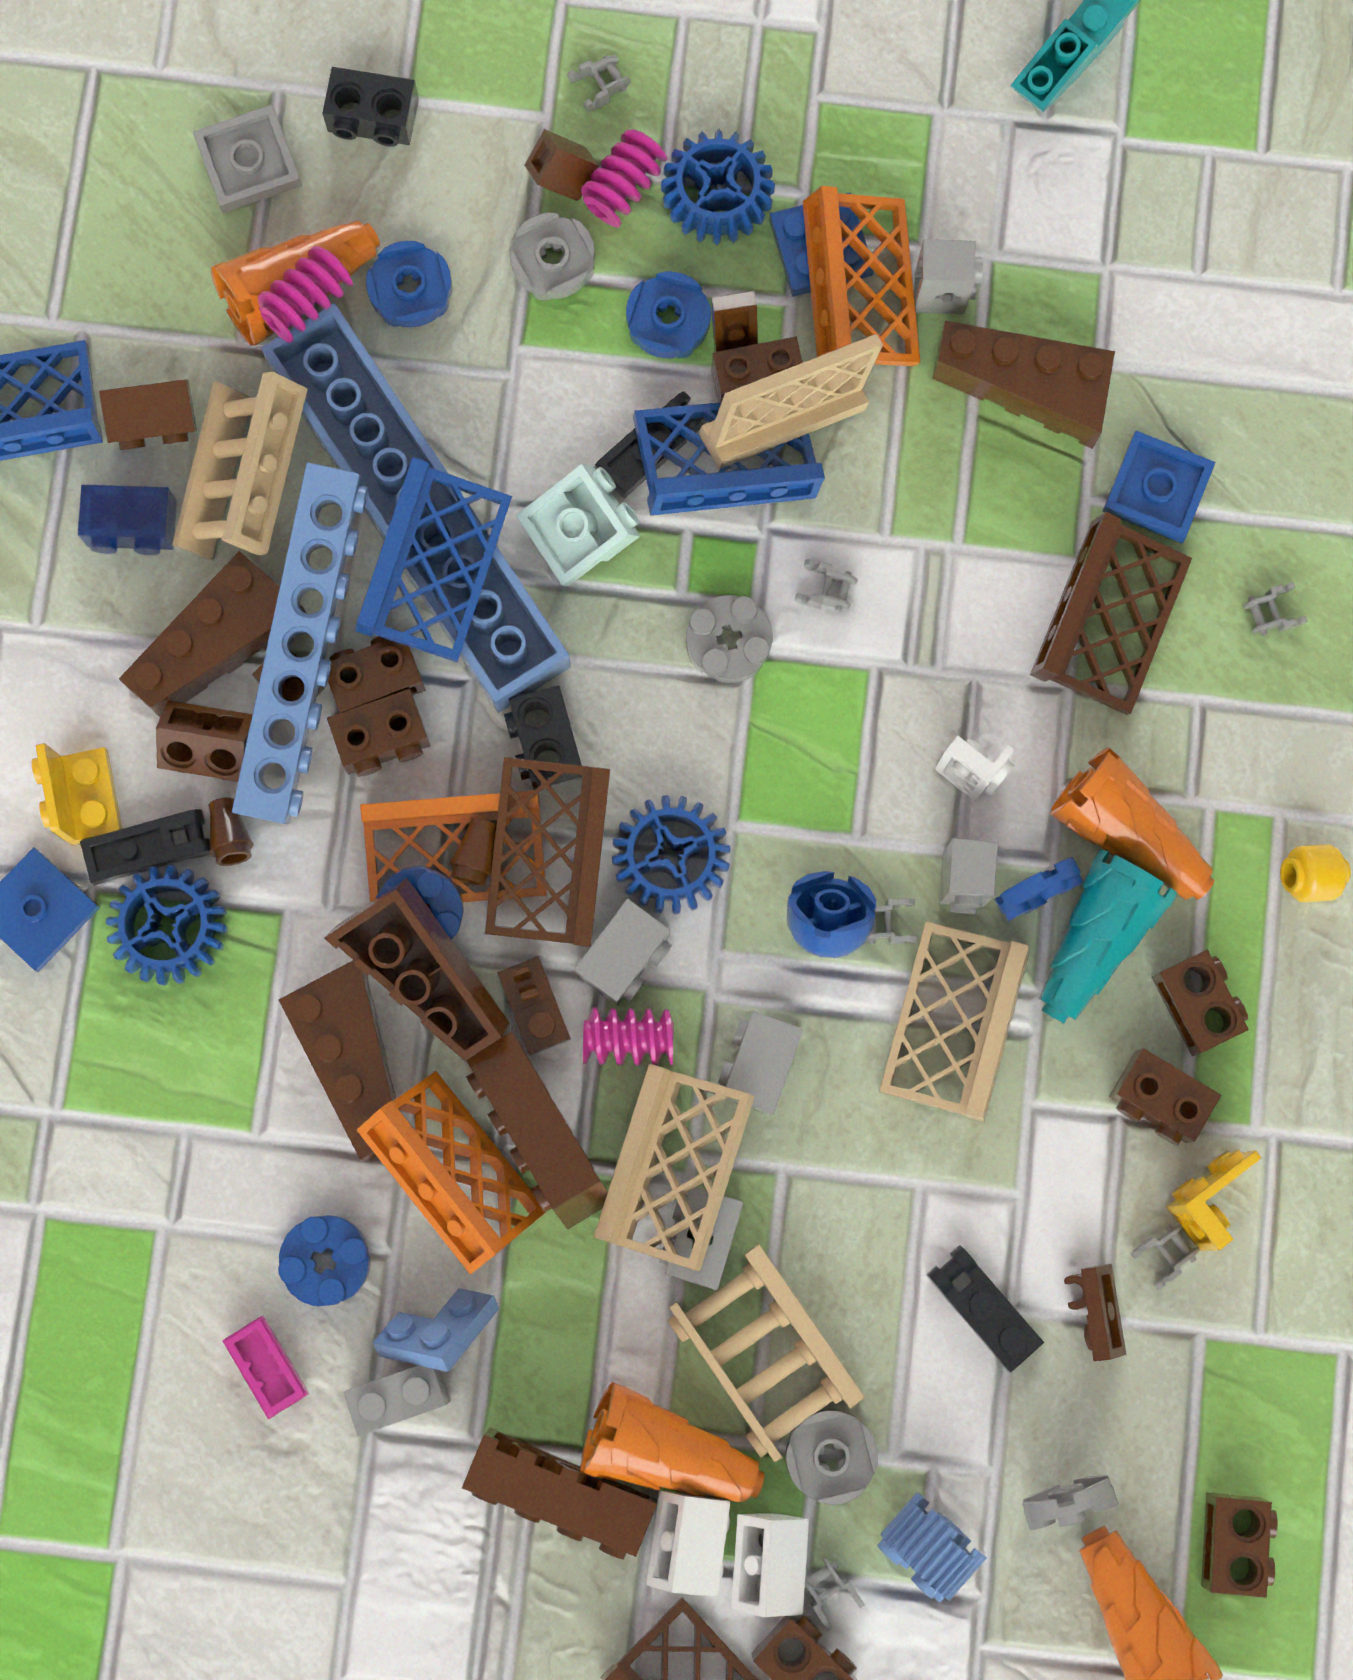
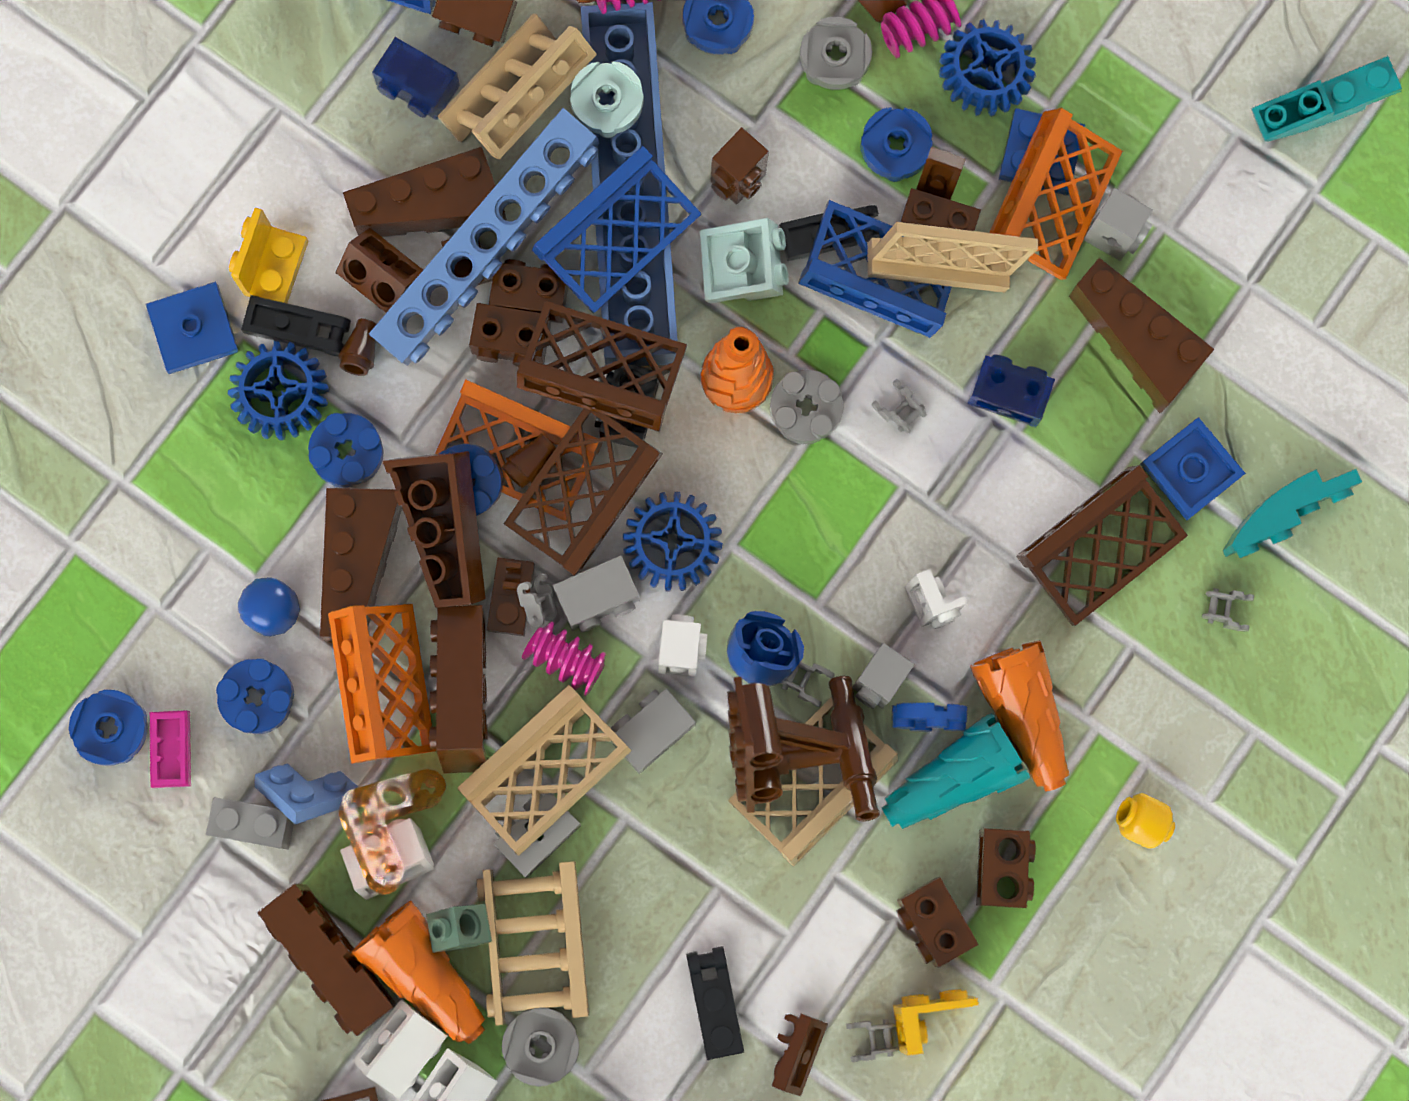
camera: 25 degrees right, 0 degrees up
(172, 1404) = (98, 708): none -> blue plate
(285, 1158) = (268, 606): none -> blue hair
(292, 965) = (353, 469): none -> blue plate
(331, 407) = (604, 78): none -> light aqua plate
(495, 746) = (594, 394): none -> reddish brown fence
(521, 427) = (739, 167): none -> reddish brown brick
(525, 1310) = (378, 811): none -> clear orange beam
(561, 1351) = (410, 848): none -> white brick
(570, 998) = (540, 605): none -> light grey piece
(639, 641) = (737, 372): none -> orange cone
(679, 1382) = (458, 927): none -> sand green brick
(744, 958) = (681, 646): none -> white brick
(896, 1011) = (771, 746): none -> reddish brown plate
(930, 506) = (1011, 390): none -> clear blue brick
(1273, 477) = (1279, 515): none -> teal slope

